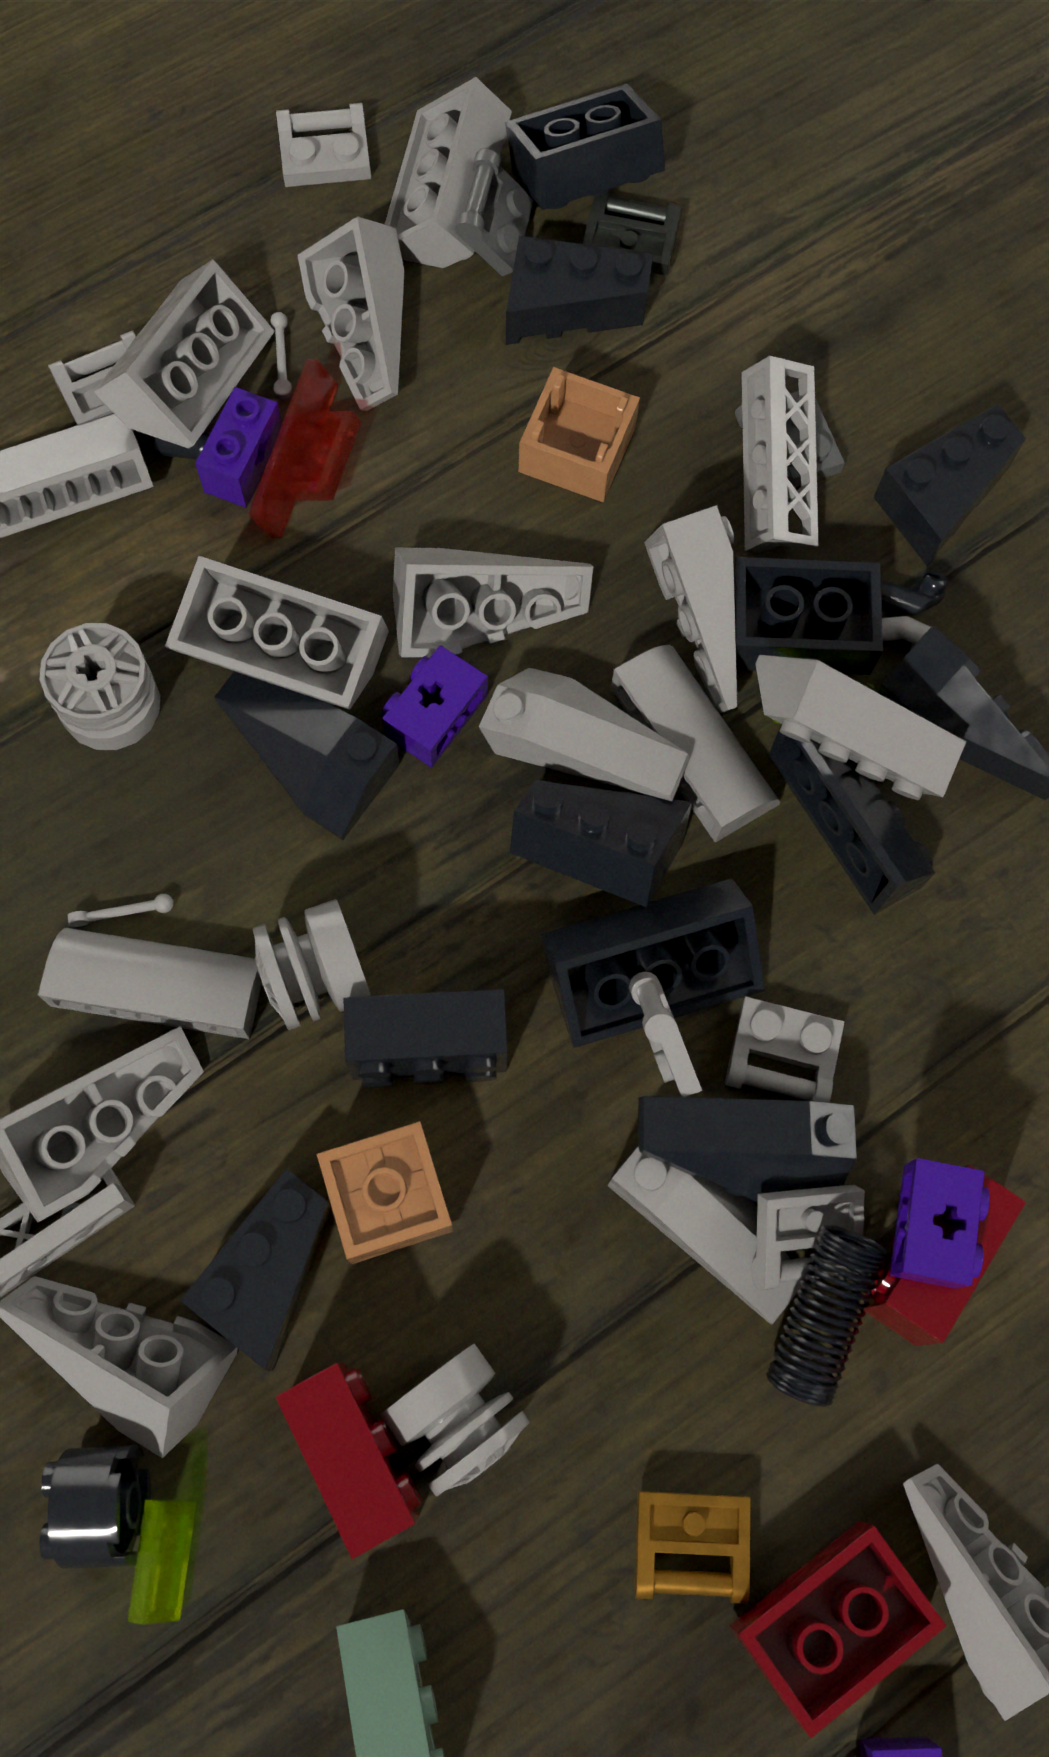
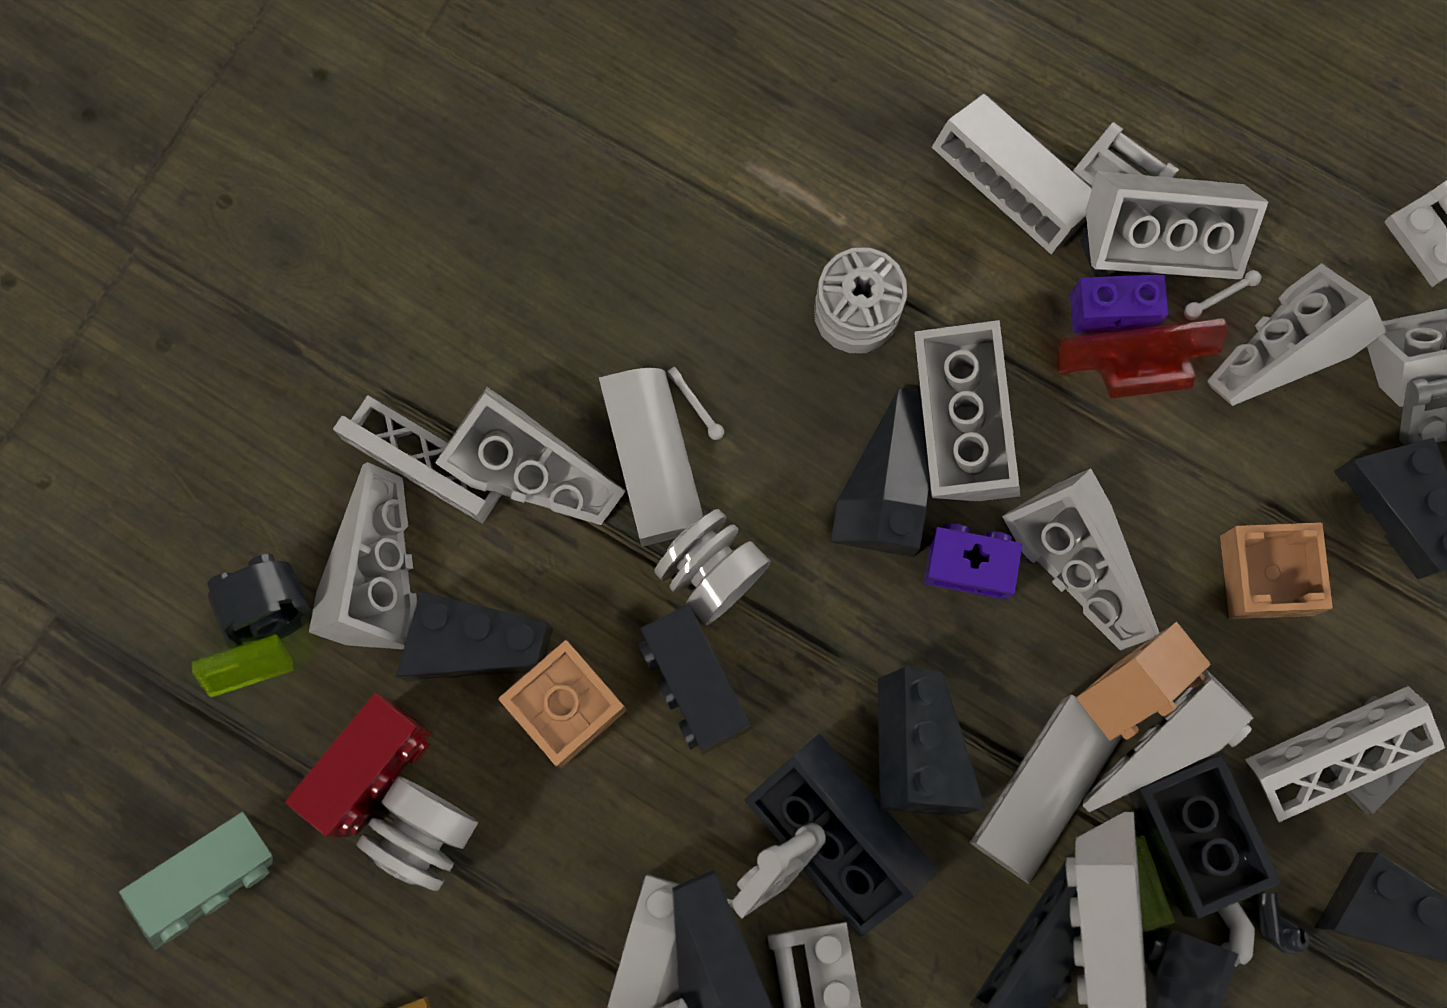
camera: 70 degrees right, 5 degrees up
(577, 732) = (1005, 687): light grey wedge -> none
(634, 593) = (1144, 683): none -> medium nougat container

